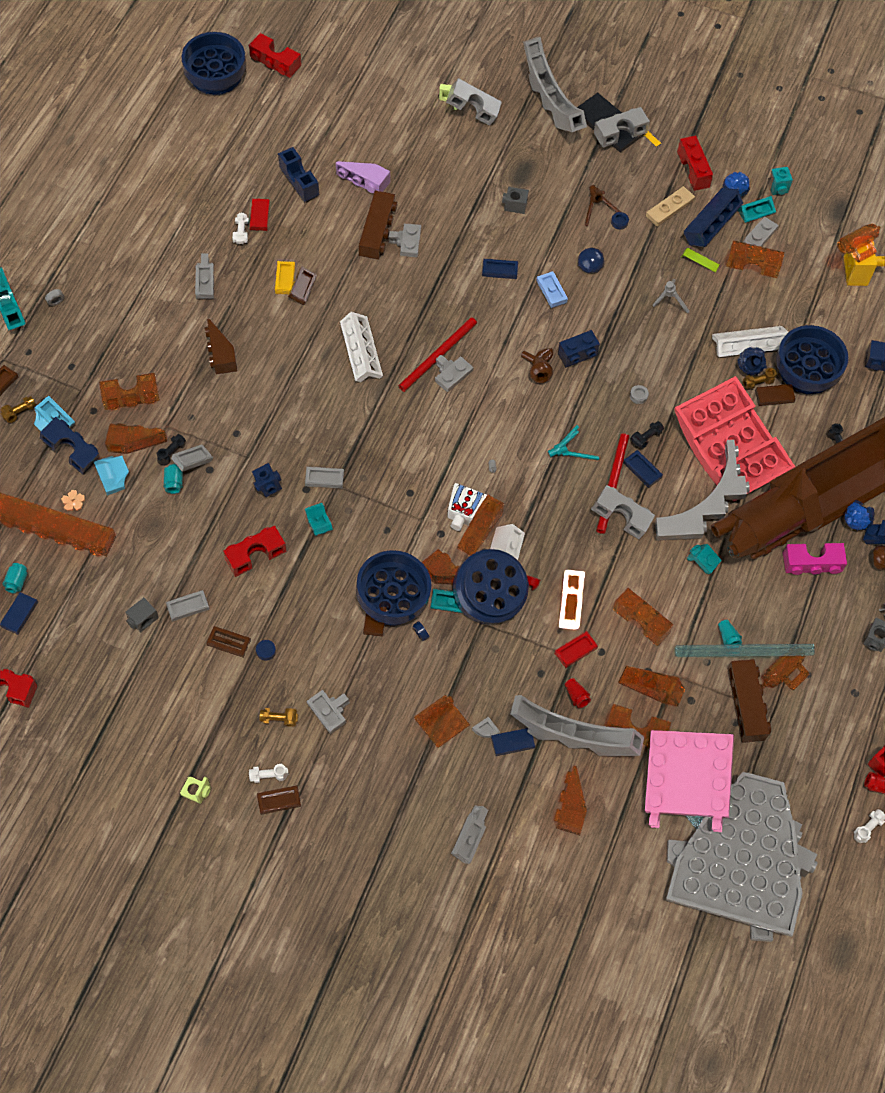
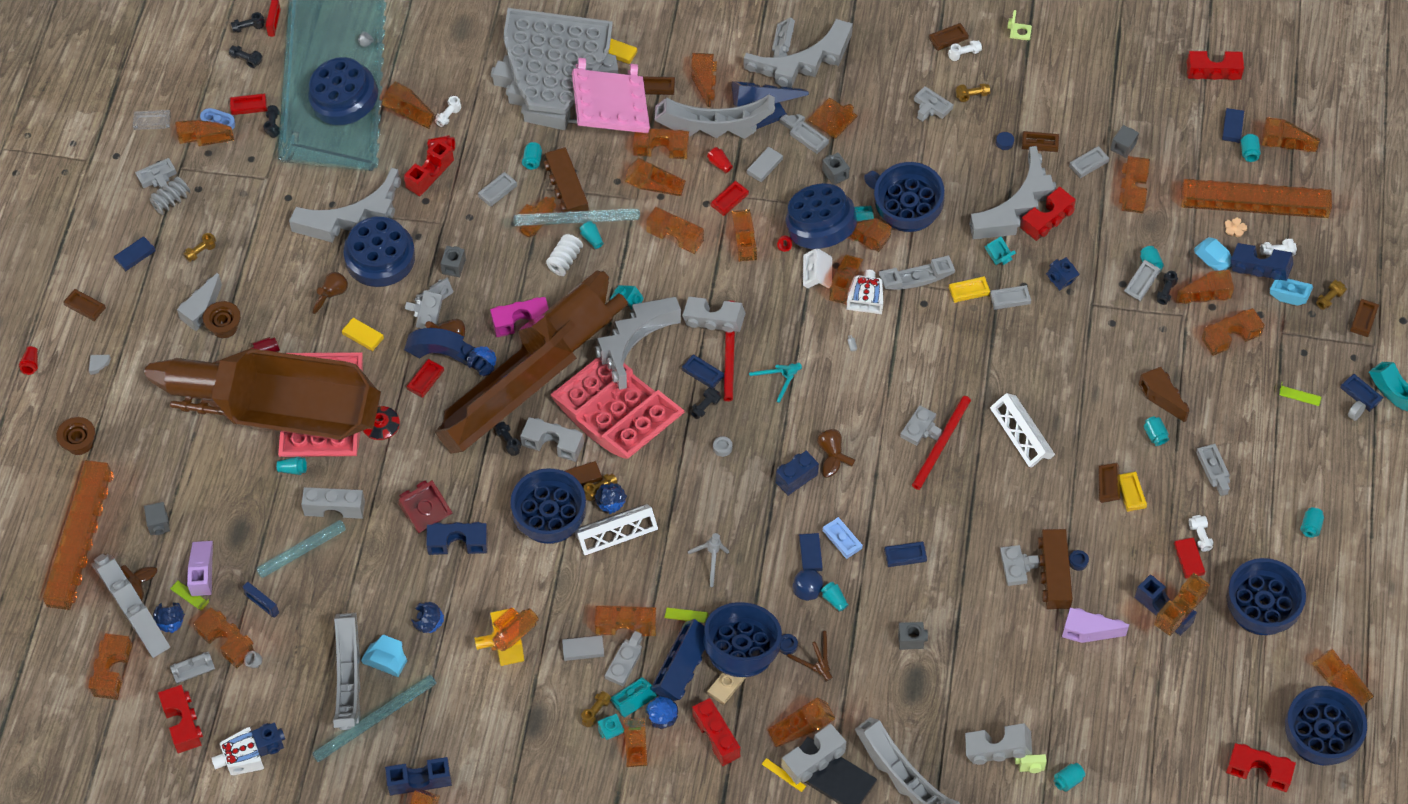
camera: 170 degrees right, 5 degrees down
(34, 463) = (1288, 245): none -> white bar
(40, 317) = (1361, 392): none -> dark blue tile
(95, 328) = (1300, 395): none -> lime piece
(143, 215) = (1312, 522): none -> teal brick
(149, 577) = (1134, 197): none -> clear orange arch
(181, 101) = (1342, 676): none -> clear orange slope
(214, 158) = (1265, 574): none -> dark blue wheel
(241, 318) = (1156, 431): none -> teal brick
(281, 155) = (1176, 611): none -> clear orange arch
(301, 555) = (1006, 217): none -> light grey arch
(353, 233) = (1078, 560): none -> dark blue tile
(361, 494) = (969, 289): none -> yellow tile
(409, 518) = (917, 276): none -> light grey slope
(421, 807) = (807, 62): none -> light grey arch
(424, 79) = (1069, 777): none -> teal brick
(457, 645) = (835, 168): none -> dark grey brick
(473, 703) = (809, 137): none -> light grey tile
(512, 765) = (746, 93): none -> dark blue wedge
(529, 680) = (764, 164): none -> light grey tile
(572, 245) = (834, 596): none -> teal cone
(582, 286) = (811, 551): none -> dark blue tile
(621, 157) = (802, 722): none -> clear orange slope
(626, 811) = (659, 85): none -> reddish brown tile
(658, 190) = (742, 639): none -> dark blue wheel
(659, 867) = (622, 51): none -> yellow tile
(761, 171) = (635, 742): none -> clear orange slope
(762, 613) = (564, 254): none -> white piece
(781, 744) = (532, 156): none -> teal brick
(794, 252) = (583, 648): none -> light grey tile
(796, 199) = (588, 715): none -> pearl gold bar
(809, 438) = (538, 432): none -> light grey arch
(822, 717) = (497, 189): none -> light grey tile

